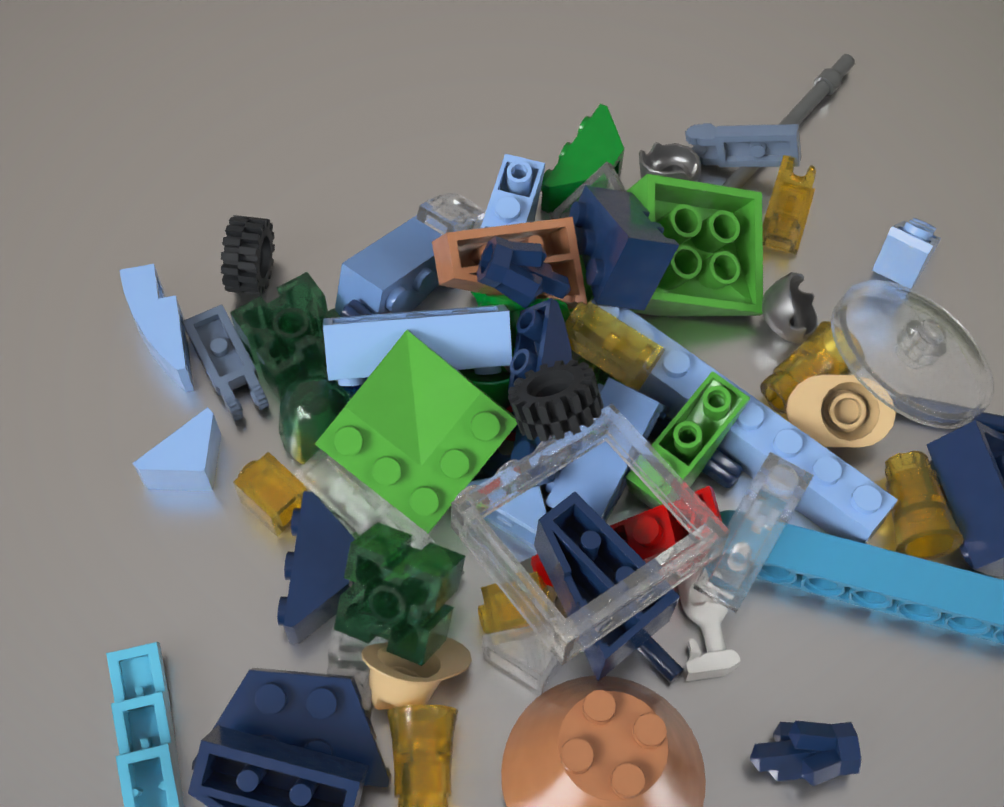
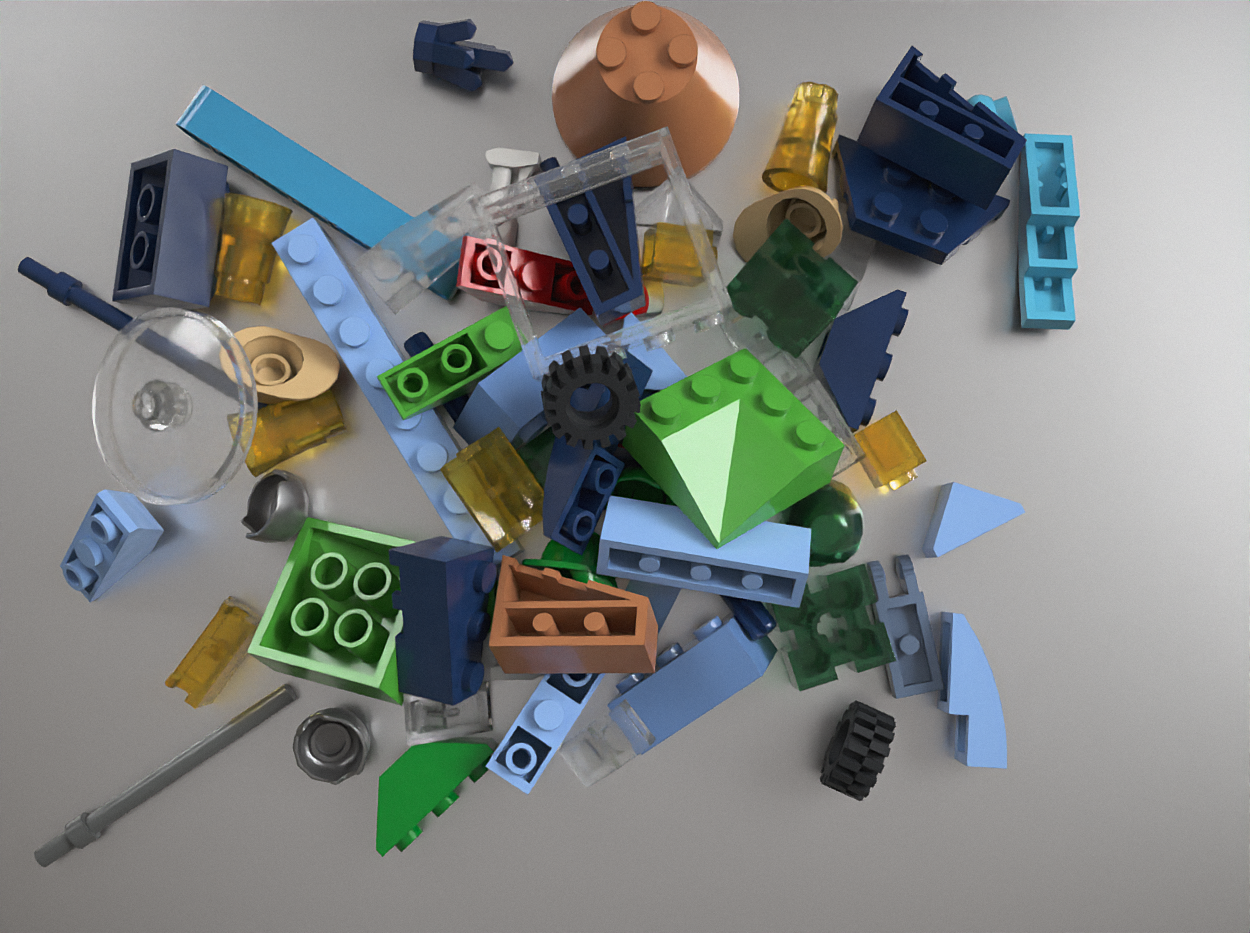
camera: 160 degrees left, 25 degrees up
(519, 271) = (575, 579): dark blue rock -> none
(745, 144) = (233, 746): sand blue hinge -> none

